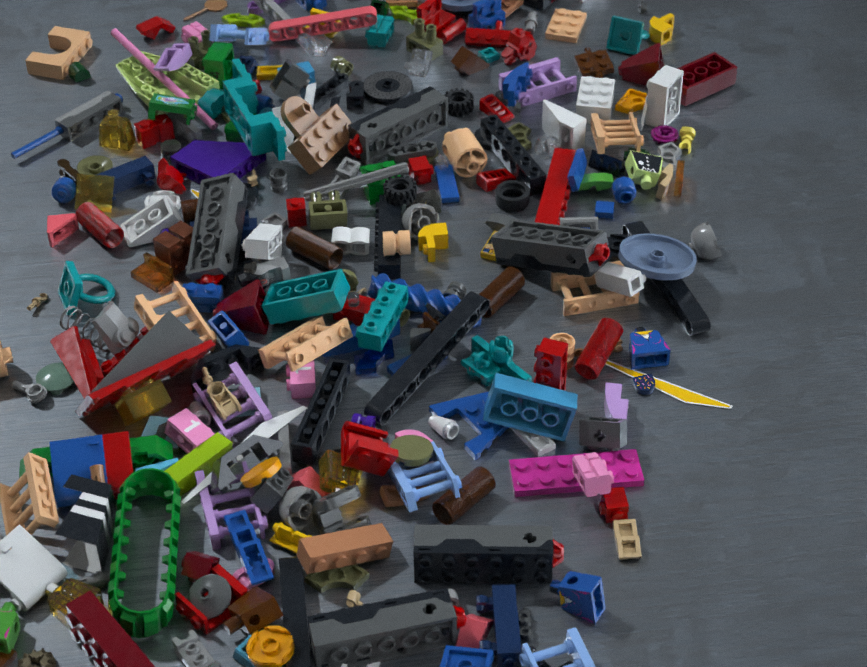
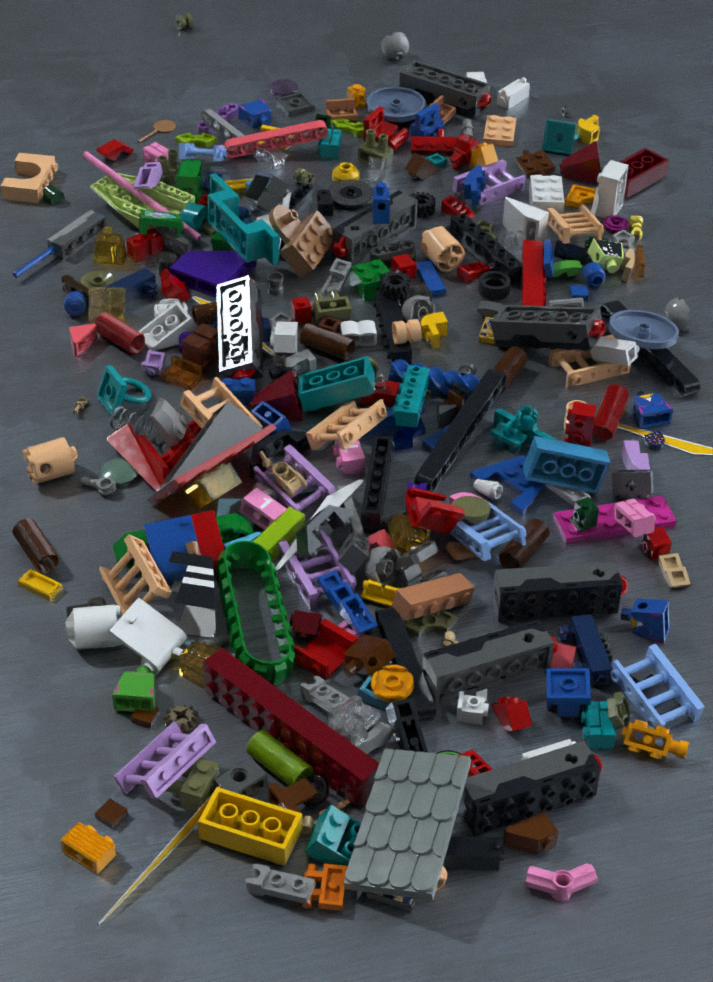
camera: 10 degrees left, 0 degrees up
(126, 259) = (154, 362): none -> lavender bracket
(217, 599) = (332, 647): dark grey dish -> none
(263, 470) = (340, 539): light orange tile -> none
(322, 230) = (330, 324): none -> copper plate
(359, 180) = (356, 278): light grey axle -> none
(388, 62) = (345, 171): none -> yellow piece
(402, 95) = (380, 199): none -> blue torso
(441, 161) = (423, 258): clear plate -> none
(536, 51) = (483, 155): none -> light orange slope
(537, 466) = (585, 514): none -> dark green brick

